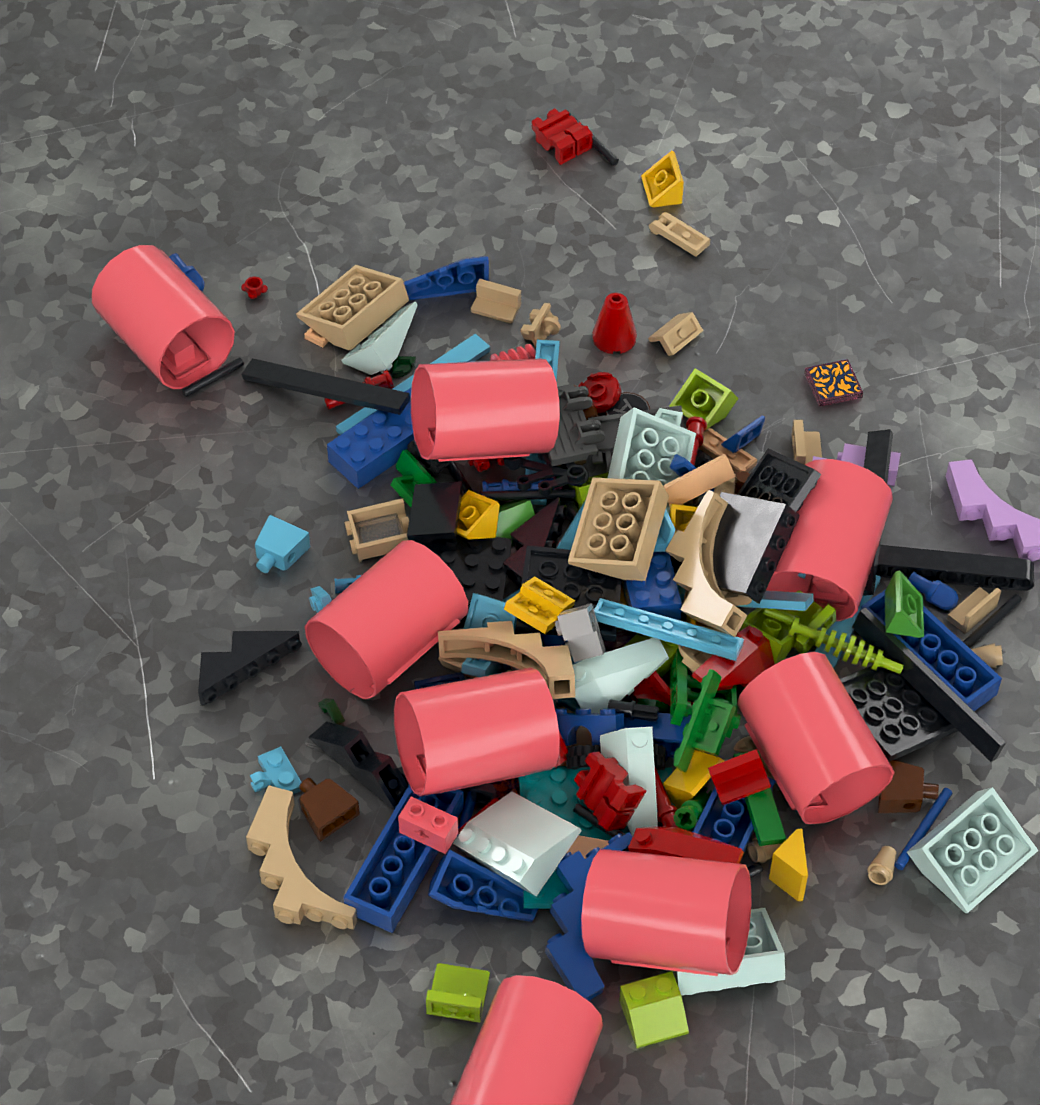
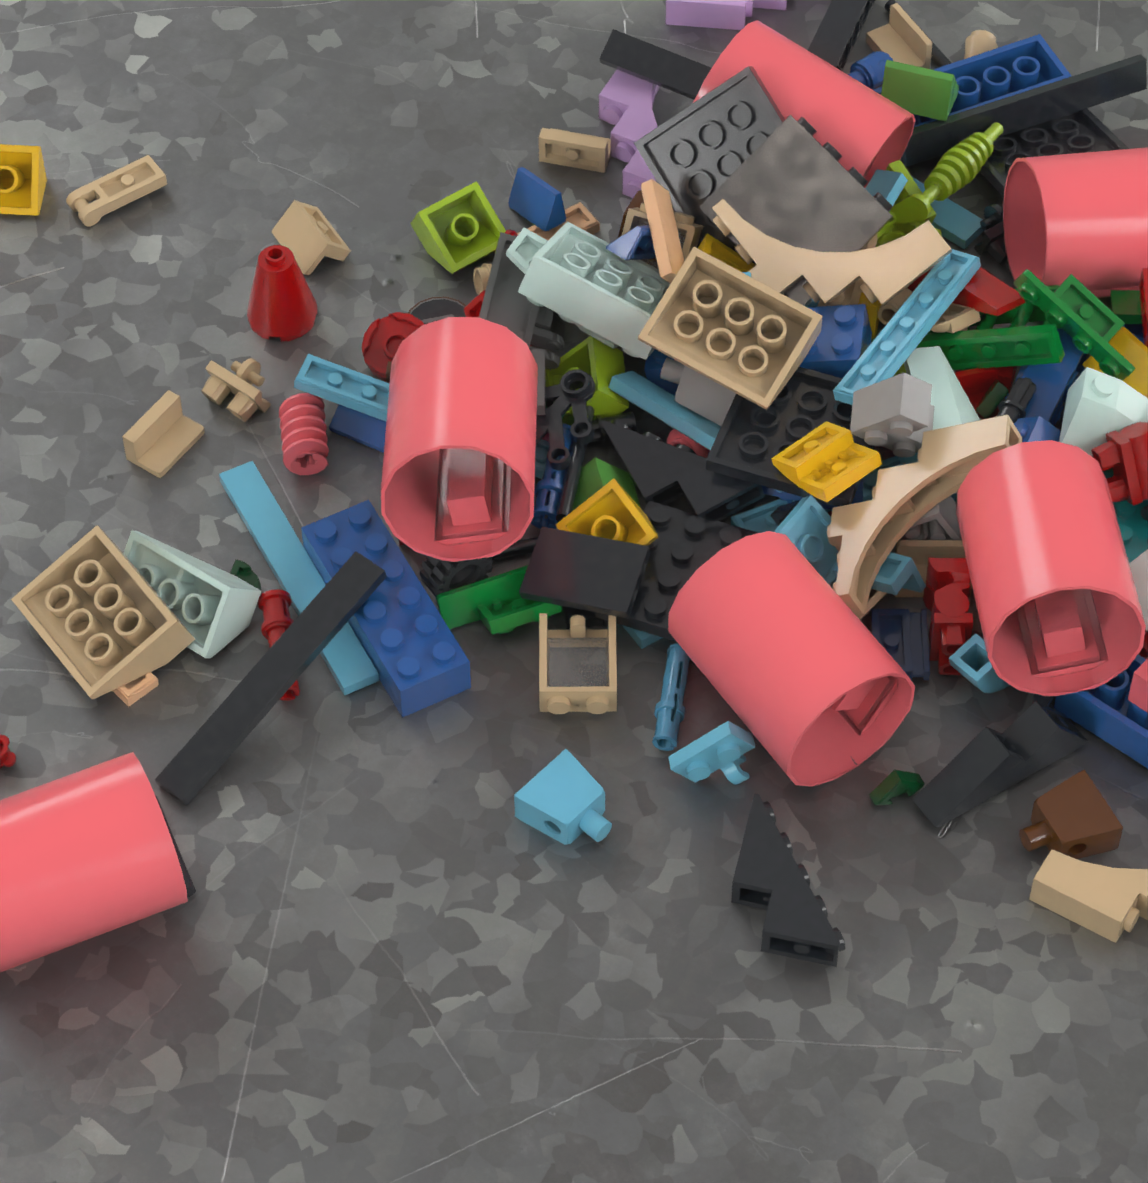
camera: 75 degrees left, 0 degrees up
(276, 772) = (993, 877): medium azure plate -> none
(450, 279) = (97, 461): blue wedge -> none
(833, 382) = (467, 92): tile -> none

